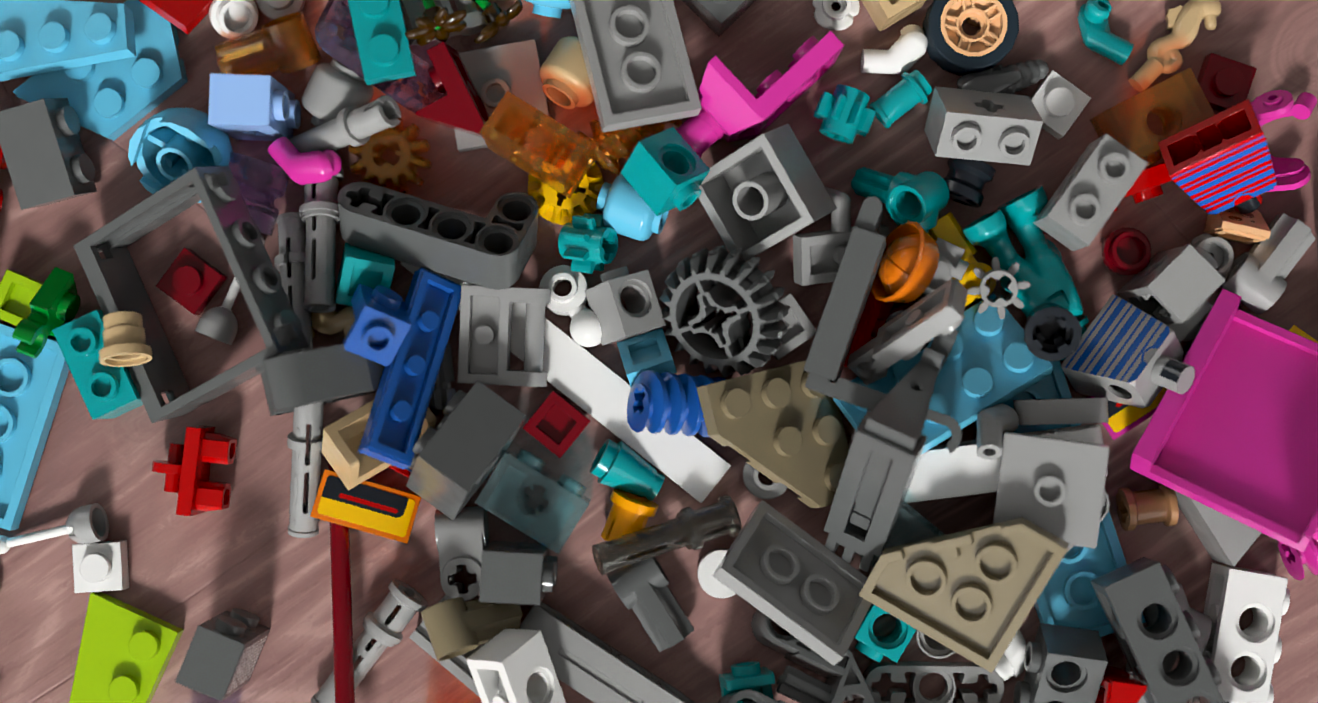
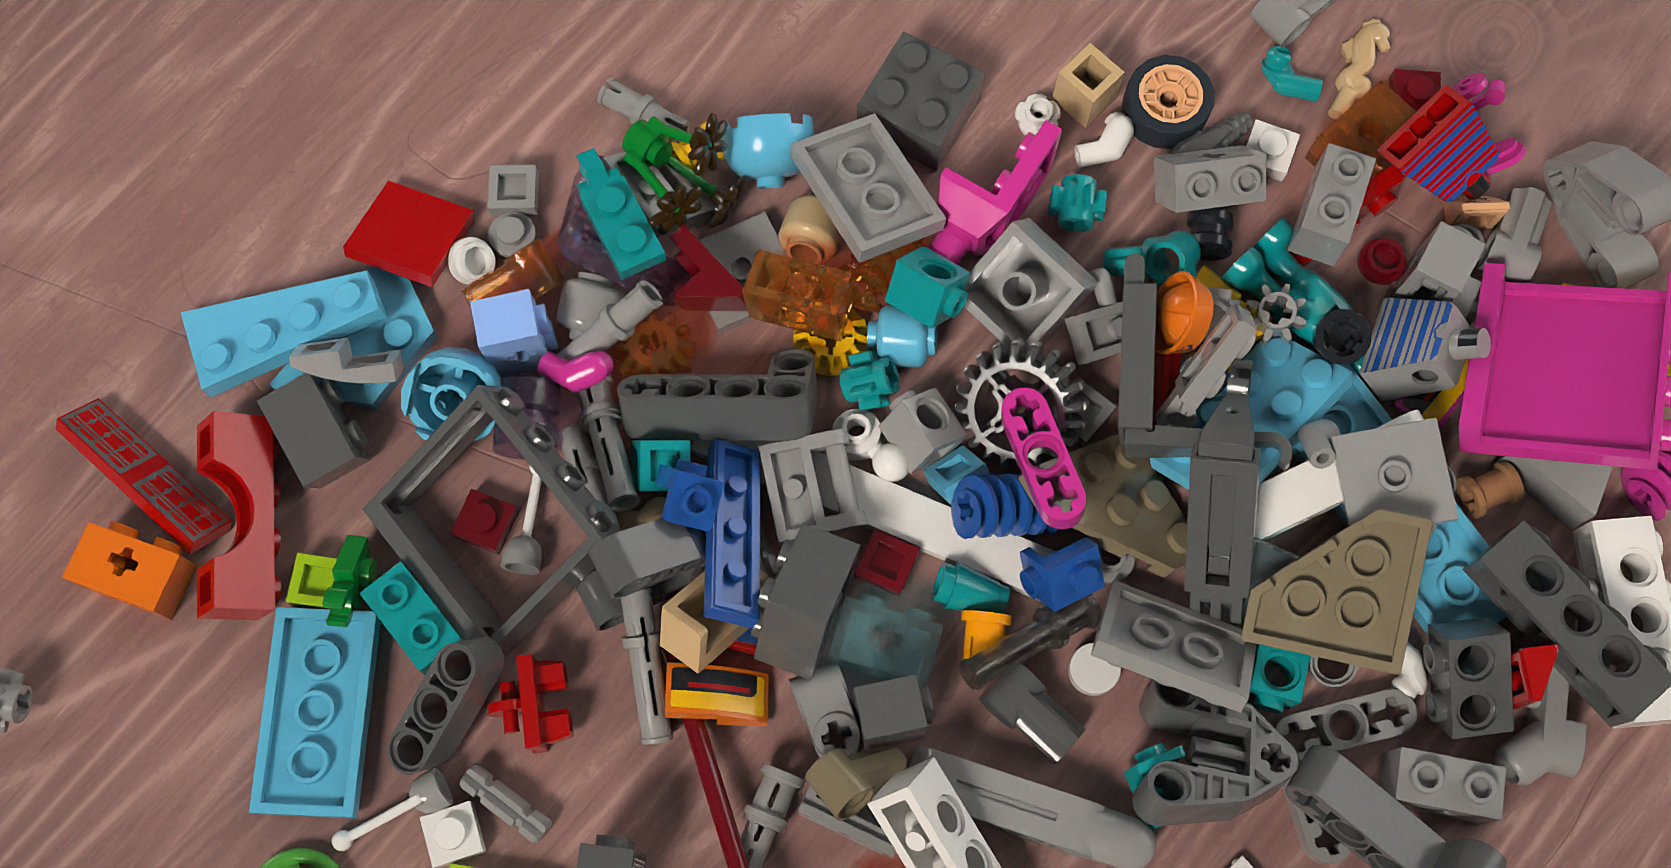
camera: 15 degrees left, 15 degrees down
(74, 94) = (335, 362): none -> light grey slope
(111, 455) = (426, 717): none -> dark grey beam
(124, 340) = (438, 580): tan piece -> none
(153, 551) = (505, 803): none -> light grey axle
(715, 488) = (1063, 574): none -> blue bracket
(732, 342) = (1070, 484): none -> dark pink beam
(901, 98) = (1126, 176): teal pin -> none
(1062, 411) = (1375, 410): light grey beam -> none

